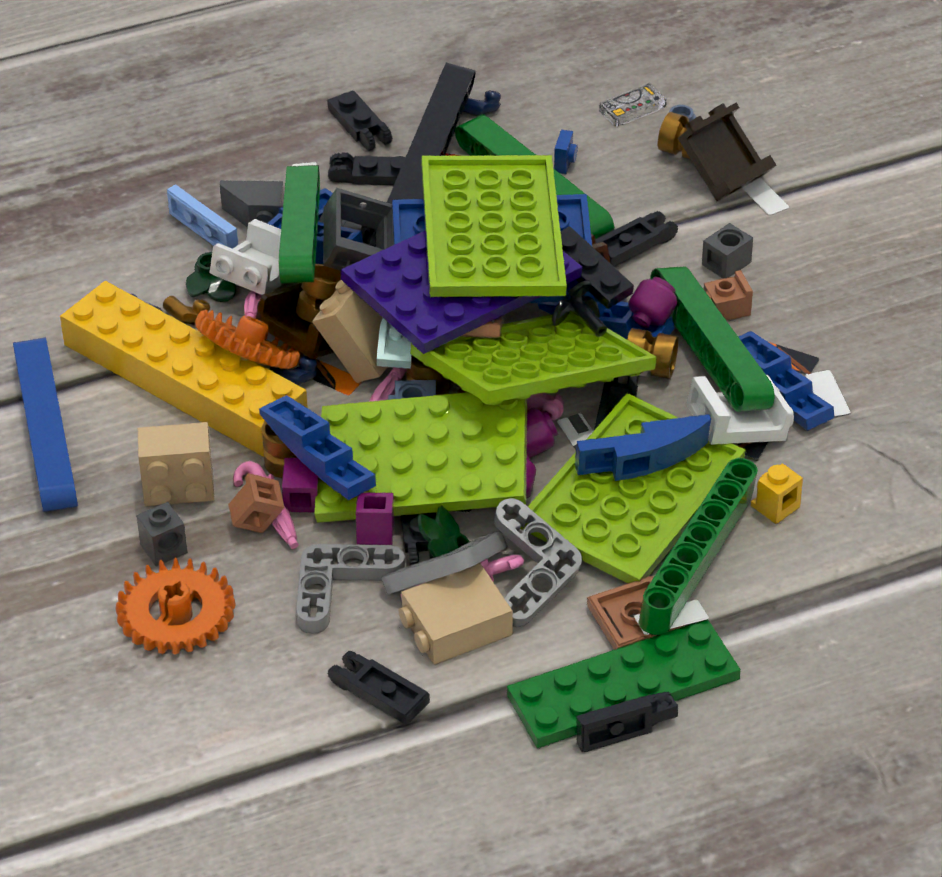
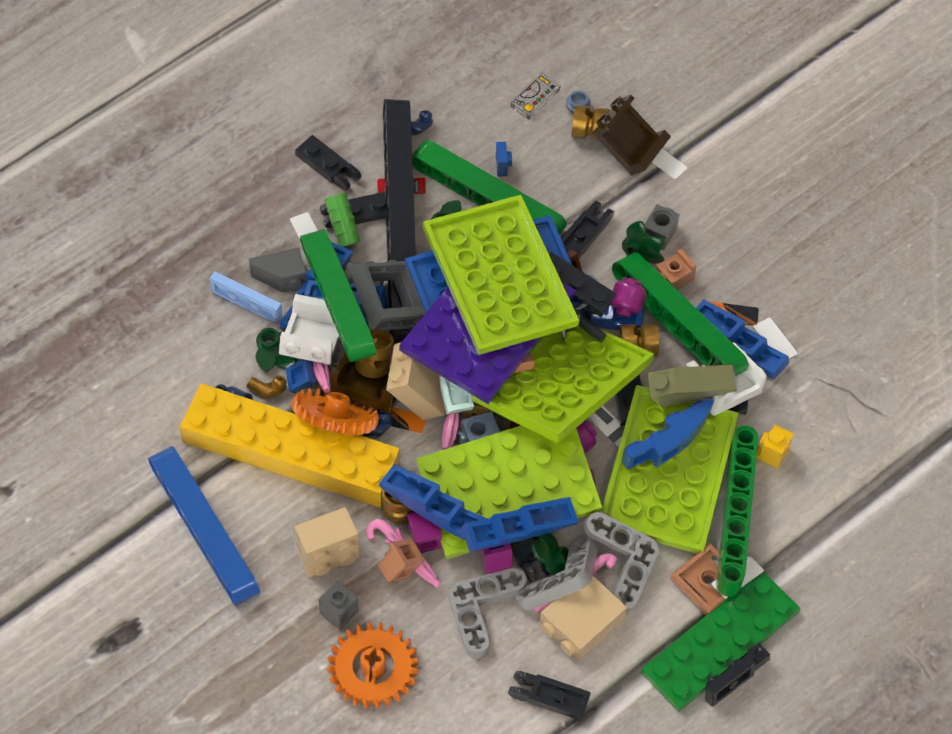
camera: 20 degrees left, 15 degrees up
(230, 303) = (300, 376): none -> blue plate
(347, 162) = (342, 219): none -> bright green axle
(411, 488) = (520, 524): none -> blue slope
(686, 392) = (690, 383): none -> olive slope
(697, 257) = (645, 245): none -> dark green plate

